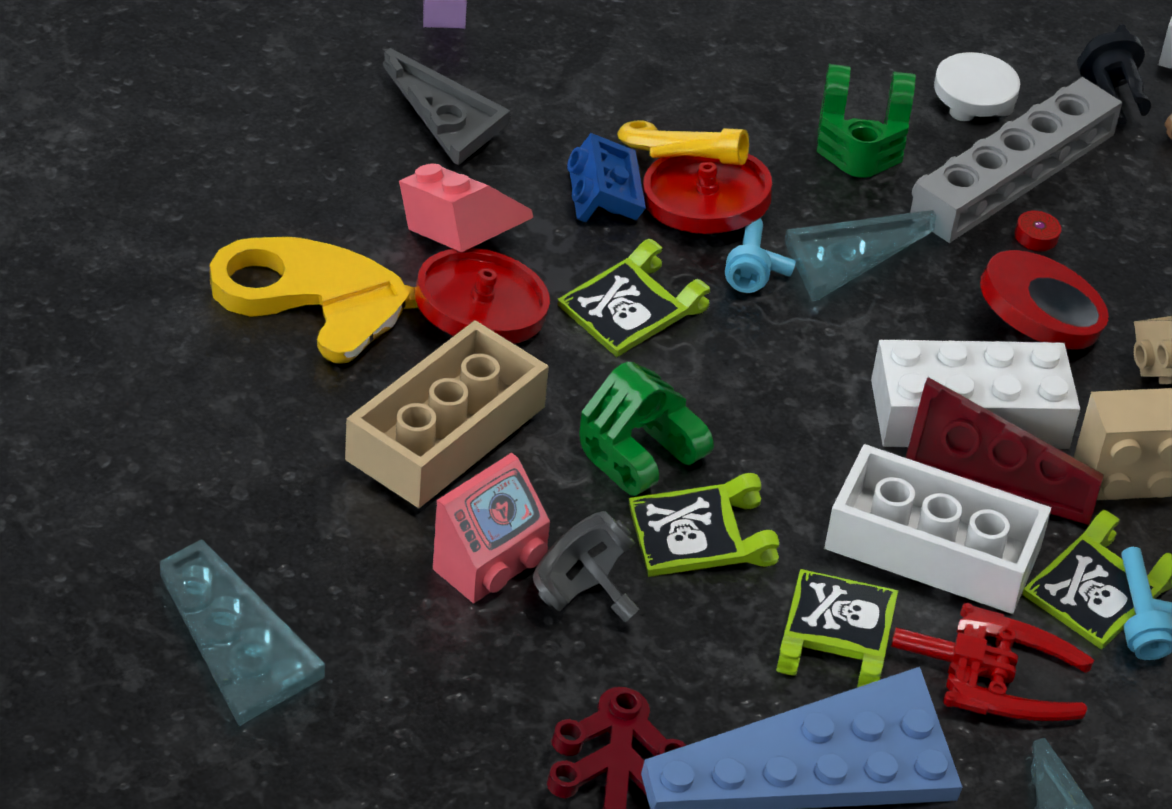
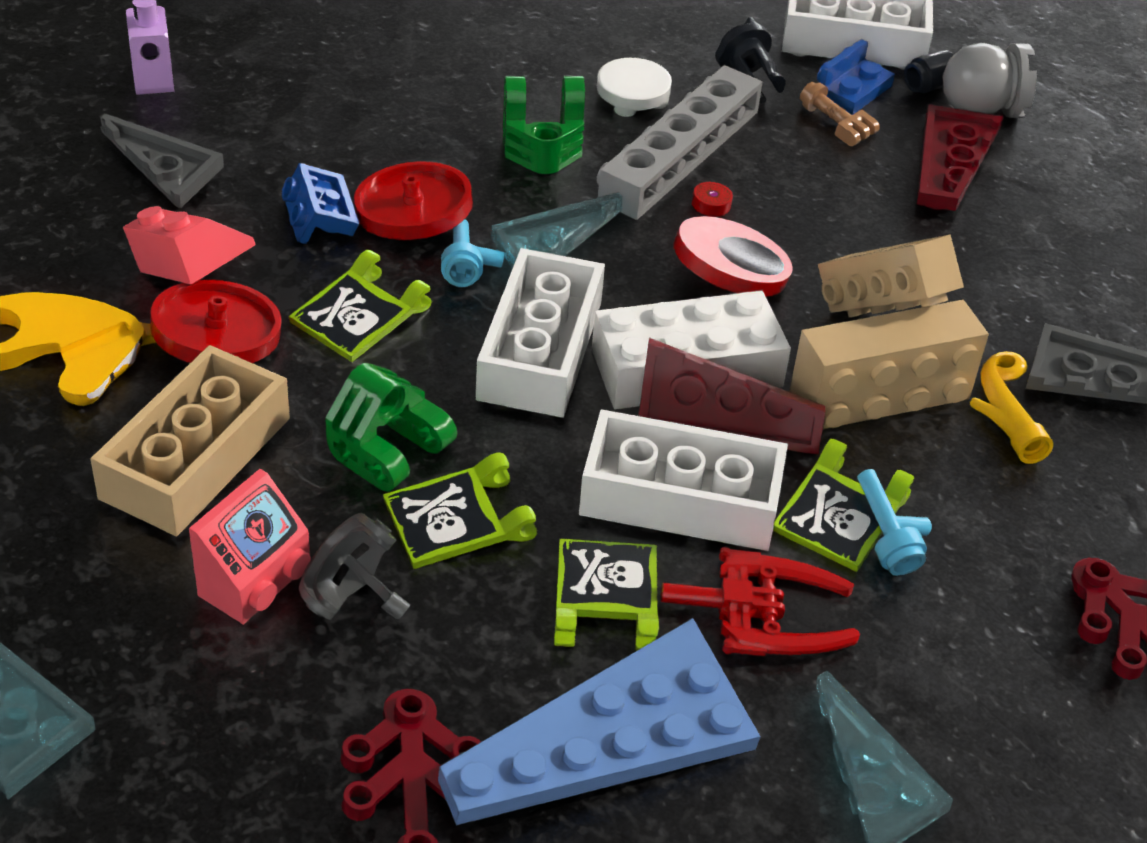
camera: 10 degrees left, 0 degrees up
(728, 146) = (426, 158): yellow plant -> none
(818, 353) = (540, 333): none -> white brick

